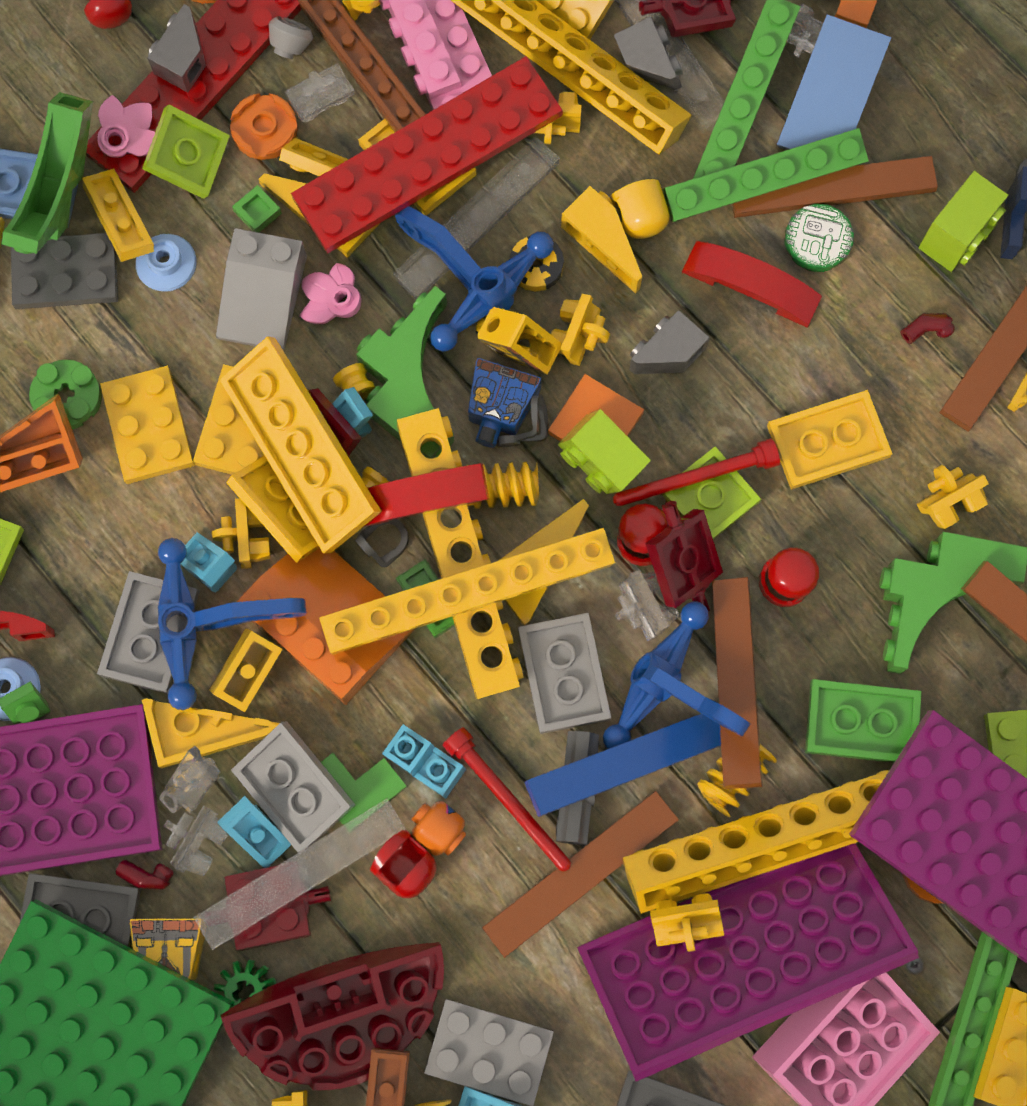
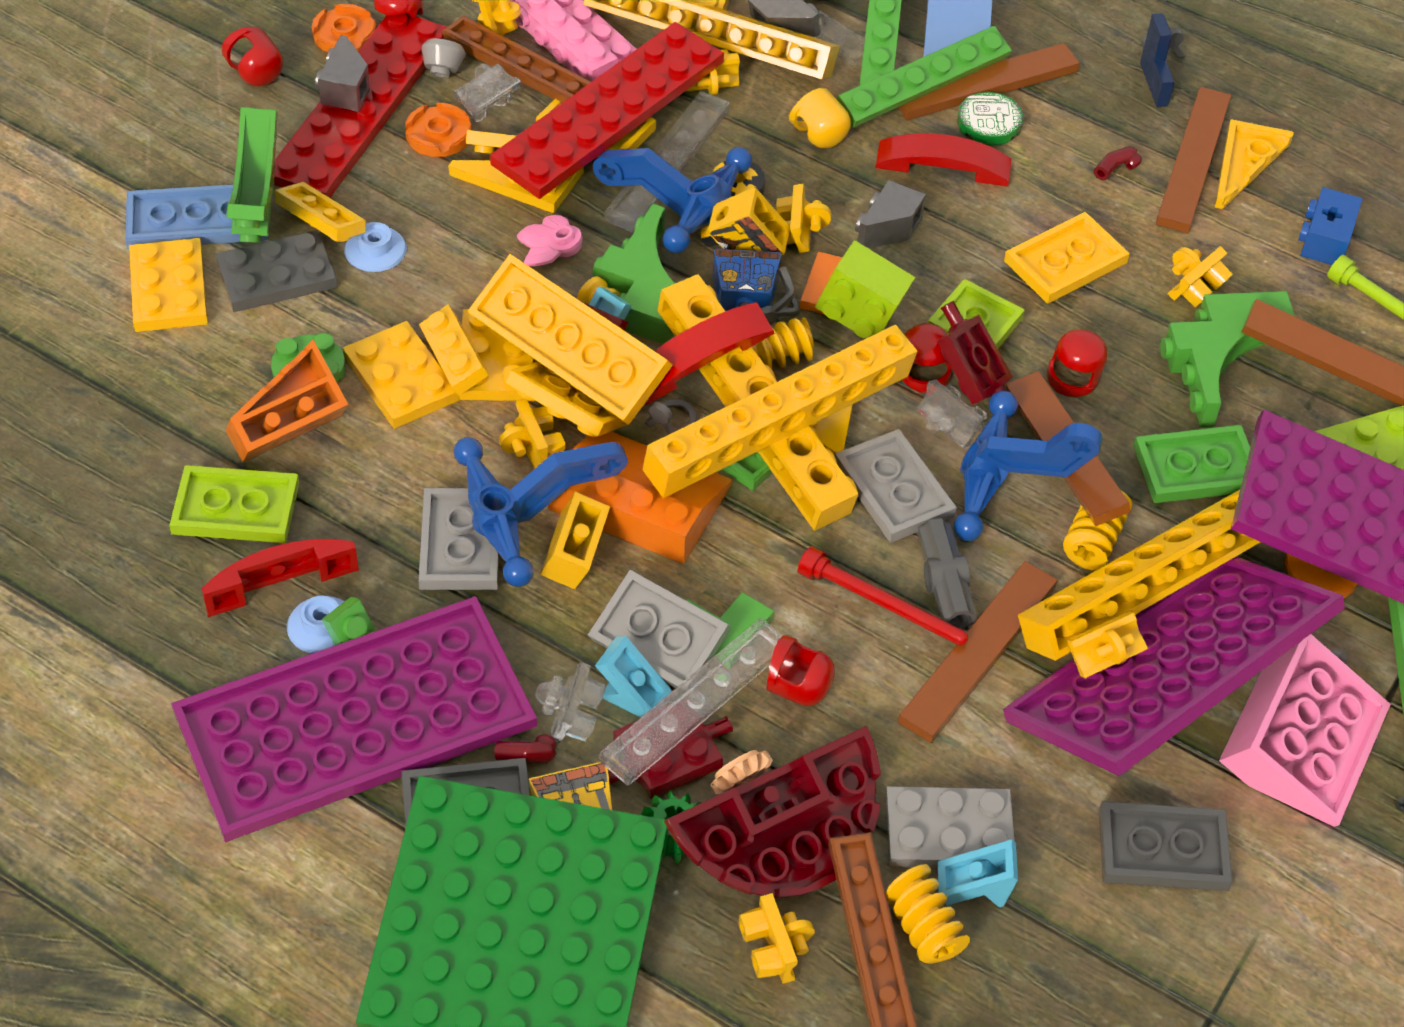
camera: 20 degrees left, 25 degrees down
(127, 123) = (311, 141): bright pink plate -> none
(186, 151) = (372, 152): lime plate -> none
(190, 782) = (551, 645): clear hips -> none
(198, 416) = (453, 350): none -> yellow plate
(208, 562) = (508, 460): medium azure slope -> none
(209, 730) = (541, 612): yellow wing -> none
(256, 209) = (455, 188): bright green plate -> none
(260, 287) = (477, 238): light grey slope -> none
(317, 957) = (741, 770): none -> light nougat gear
(424, 761) = (788, 593): medium azure slope -> none
(438, 828) = (823, 632): orange head -> none
(598, 229) = (796, 148): yellow slope -> none
(623, 763) = (989, 533): blue tile -> none
(762, 455) = (1013, 273): red piece -> none
(964, 222) = (1116, 74): lime brick -> none

